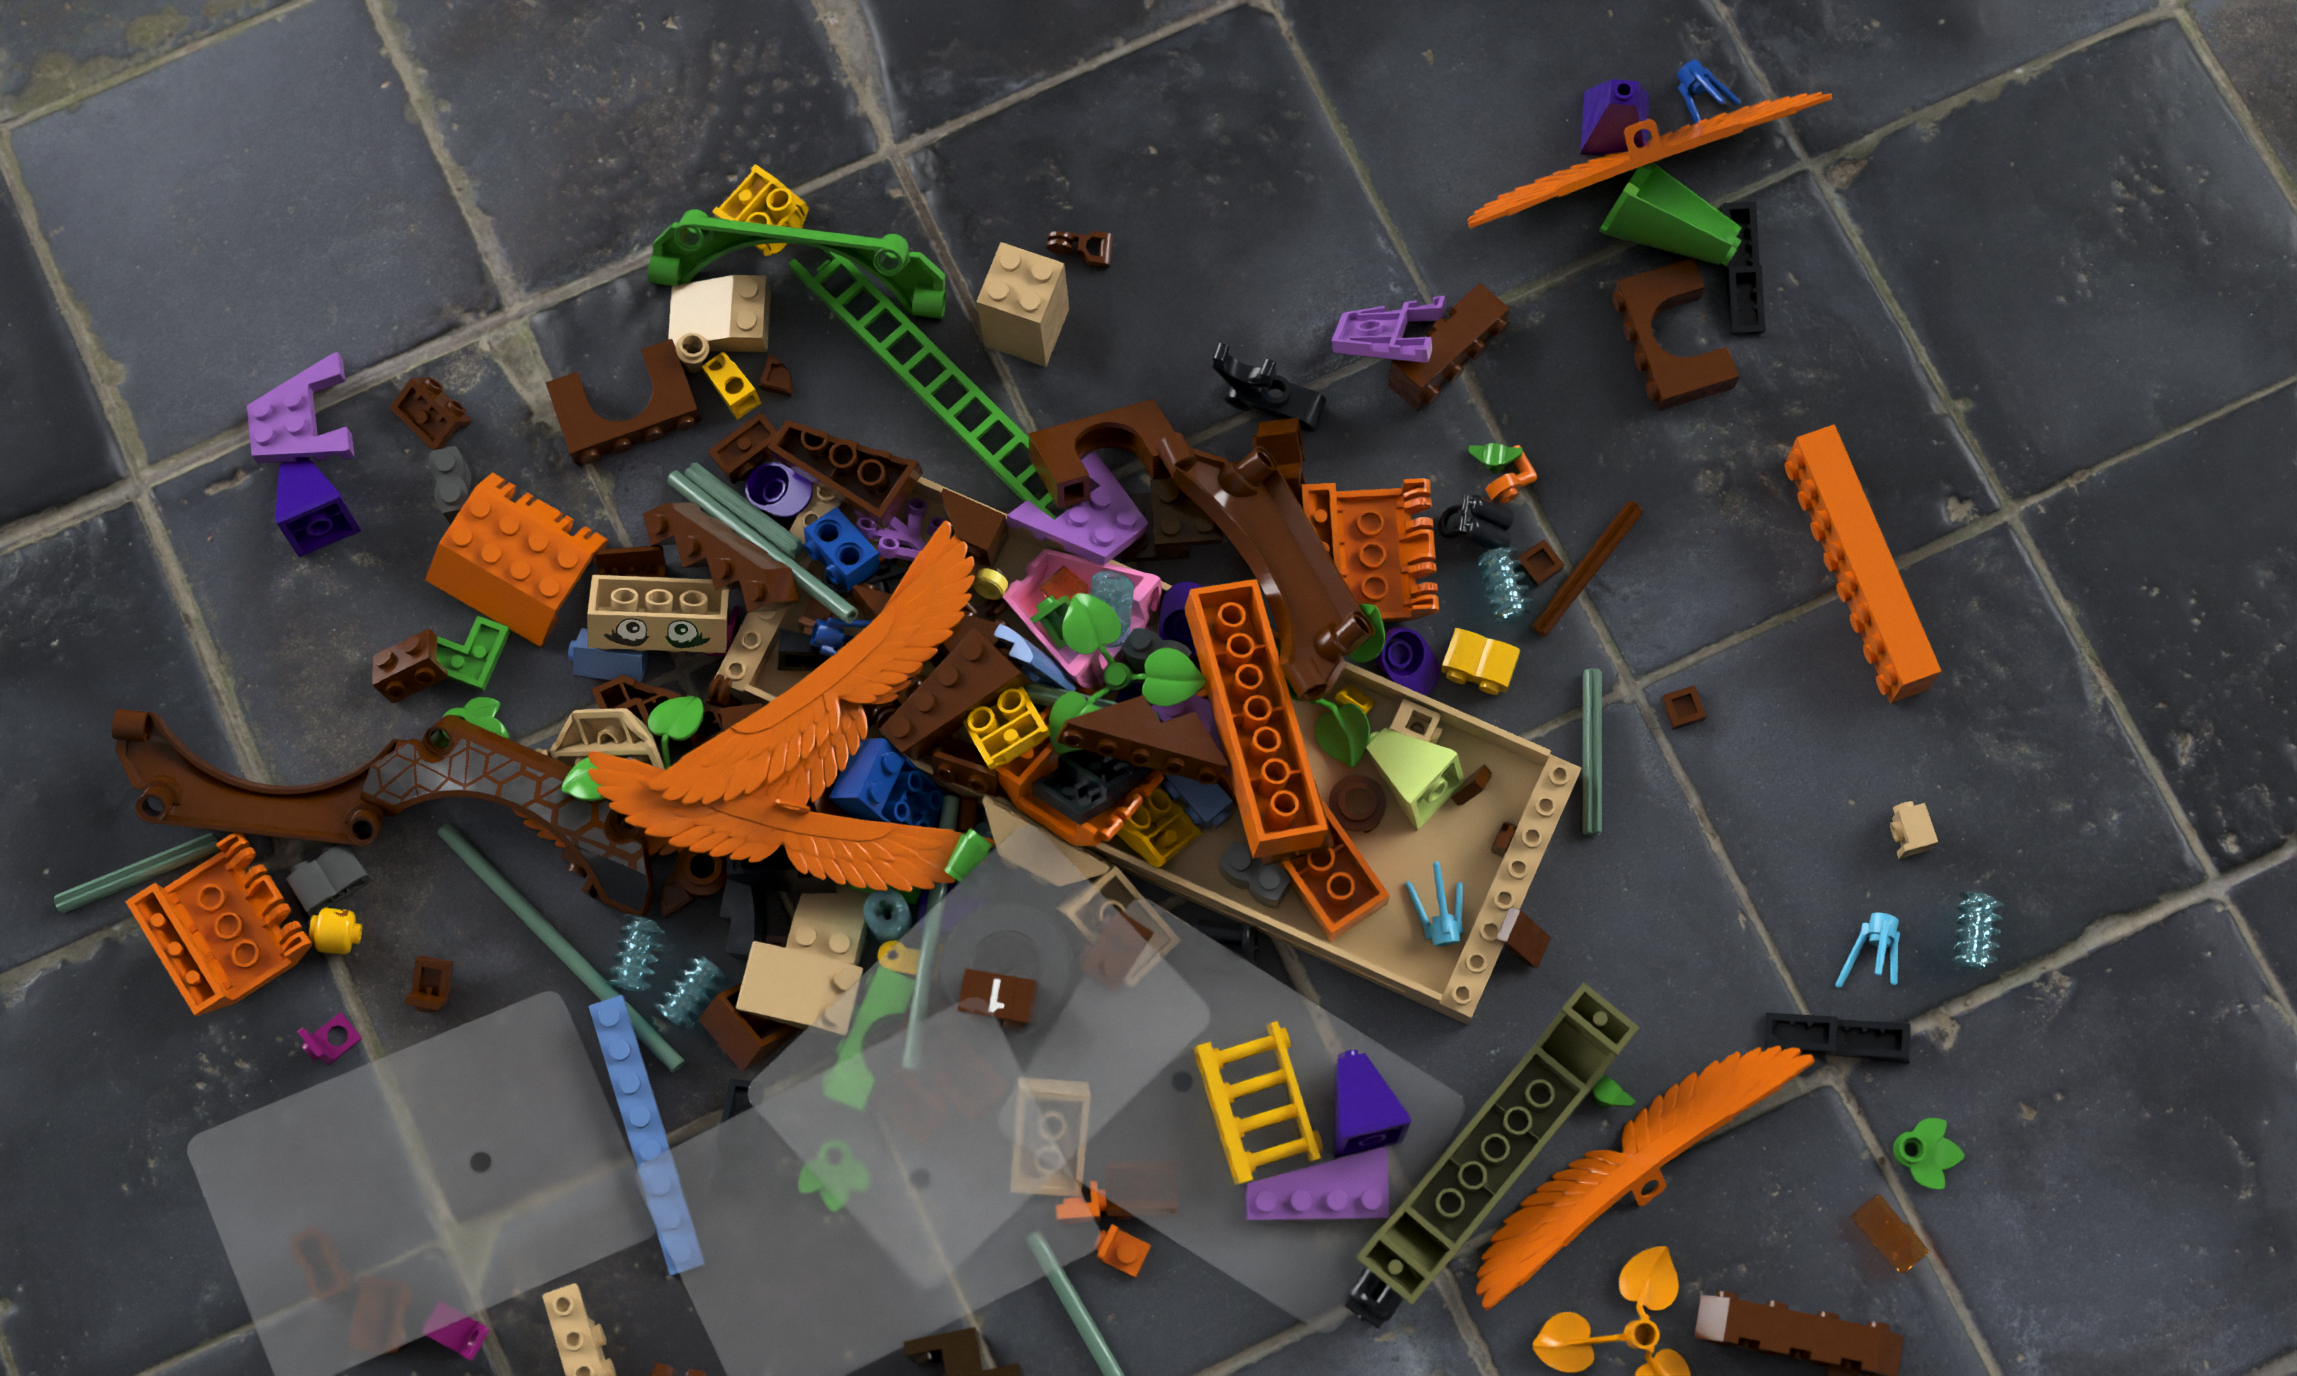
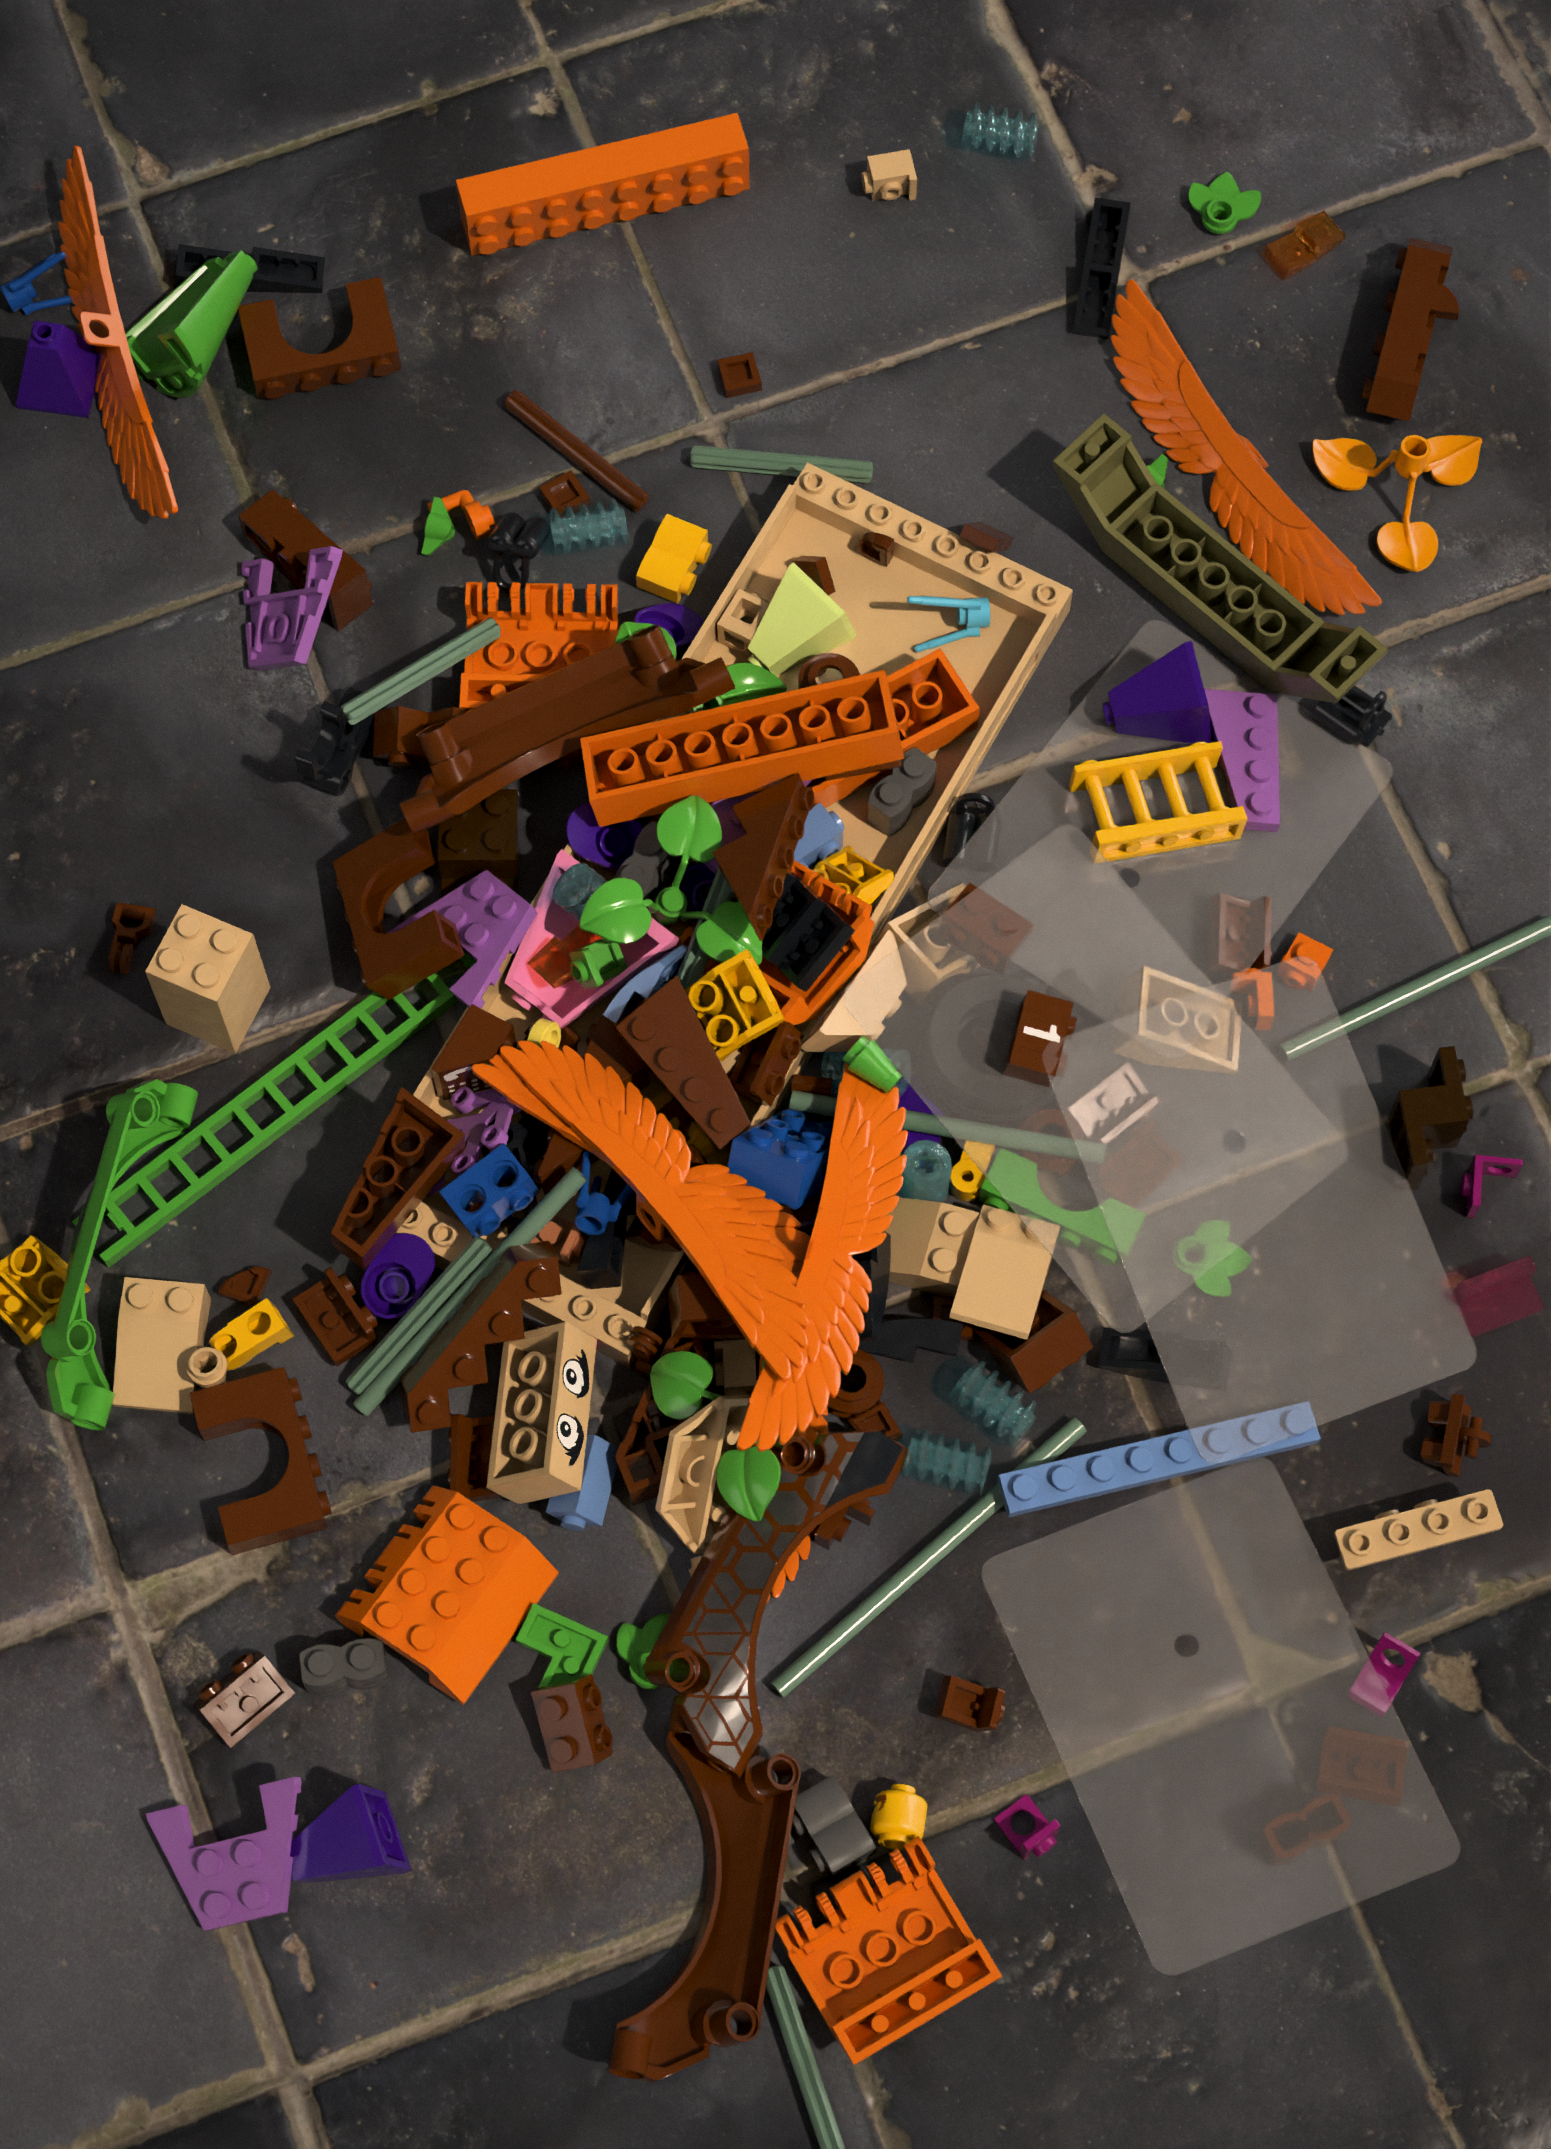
camera: 90 degrees left, 5 degrees down
(1336, 450) = (420, 671): none -> sand green axle
(1883, 934) = (996, 216): medium azure plant -> none

